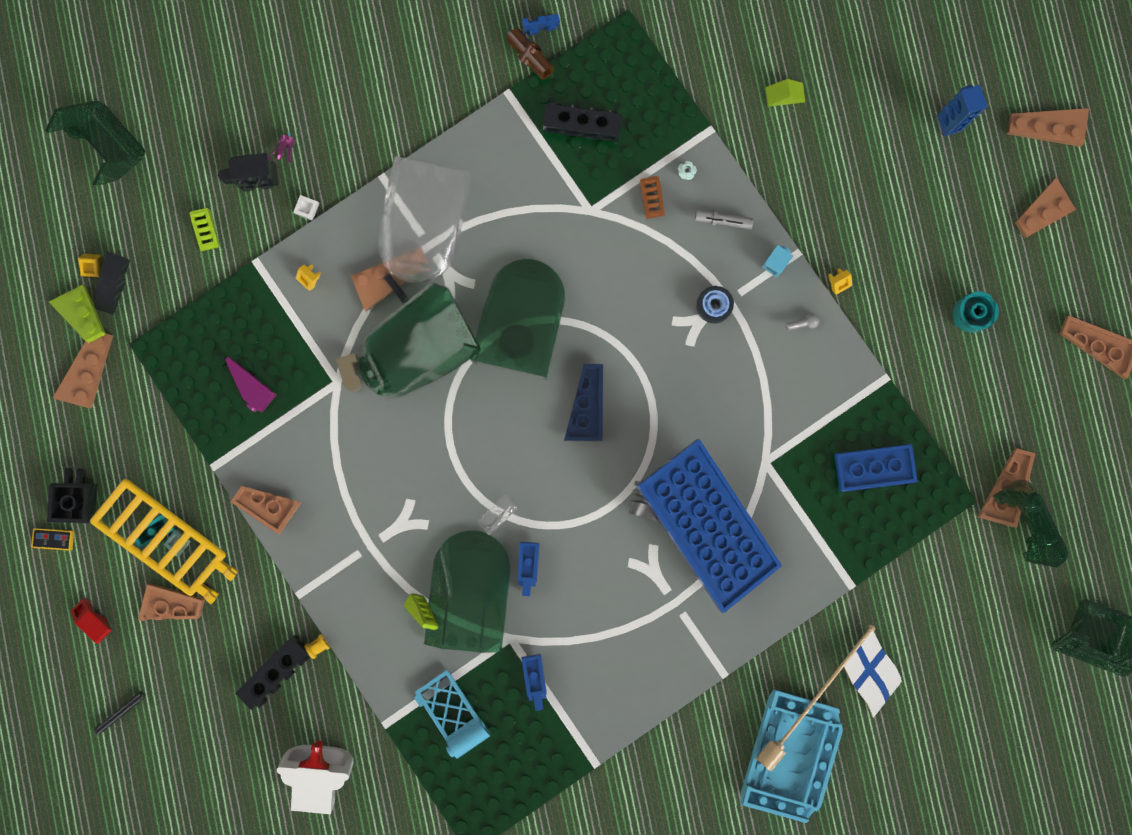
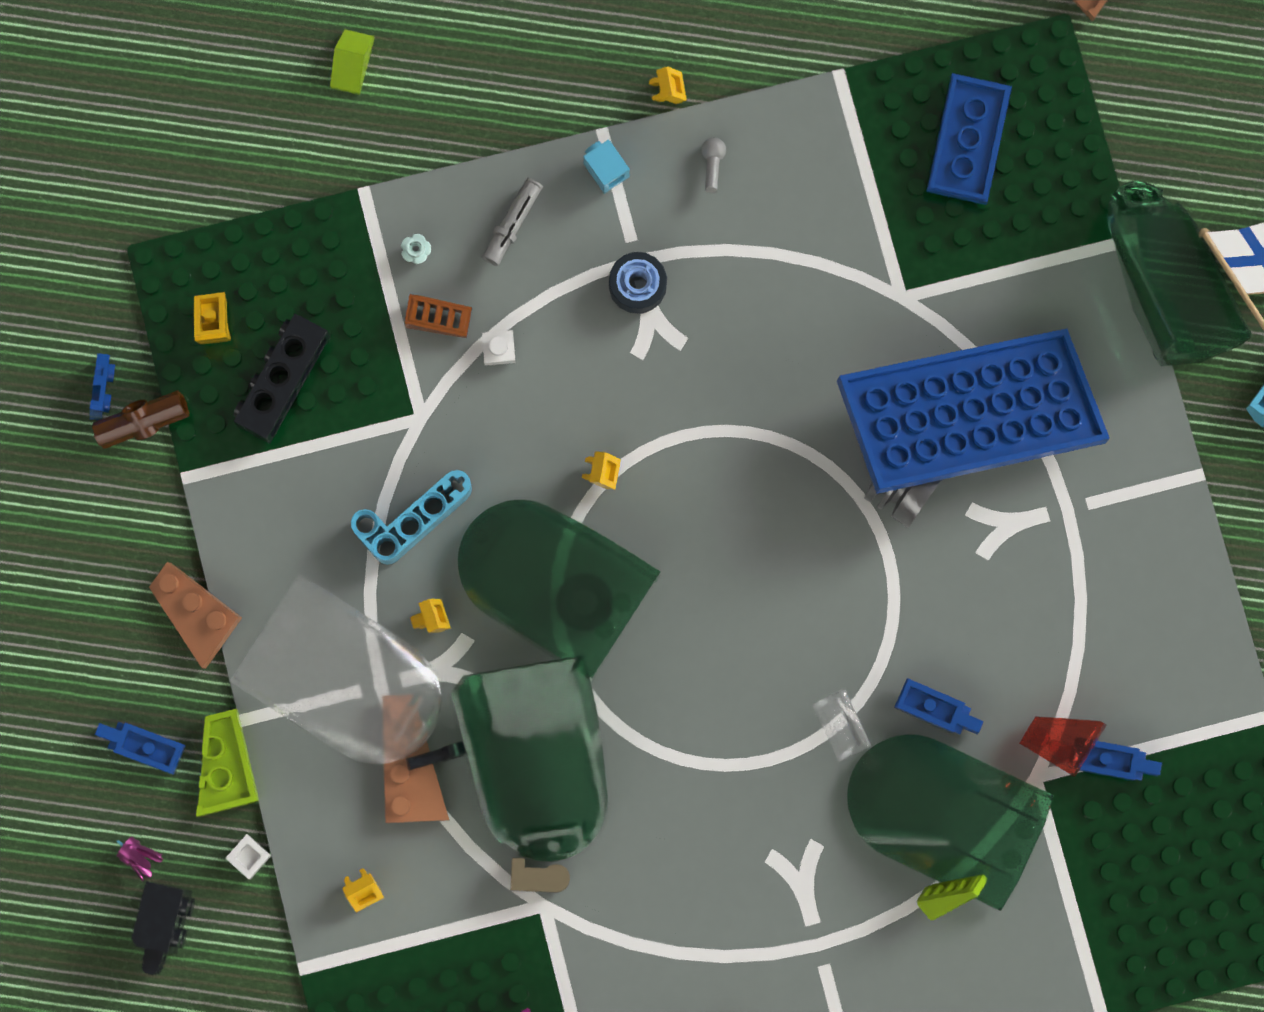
camera: 75 degrees left, 5 degrees down
(347, 126) = (142, 746): none -> blue hinge
(352, 176) = (226, 766): none -> lime wing
(432, 126) = (195, 613): none -> nougat wing
(463, 738) = (1164, 898): medium azure piece -> none
(476, 258) = (431, 616): none -> yellow tile
(533, 227) = (415, 512): none -> medium azure beam
(534, 646) = (1063, 740): none -> clear red wing
(587, 410) = (729, 532): dark blue wing -> none
(596, 325) = (604, 470): none -> yellow tile
(601, 69) = (211, 318): none -> yellow slope
(647, 239) = (498, 347): none -> white plate
(836, 617) = (1172, 278): none -> clear green windscreen

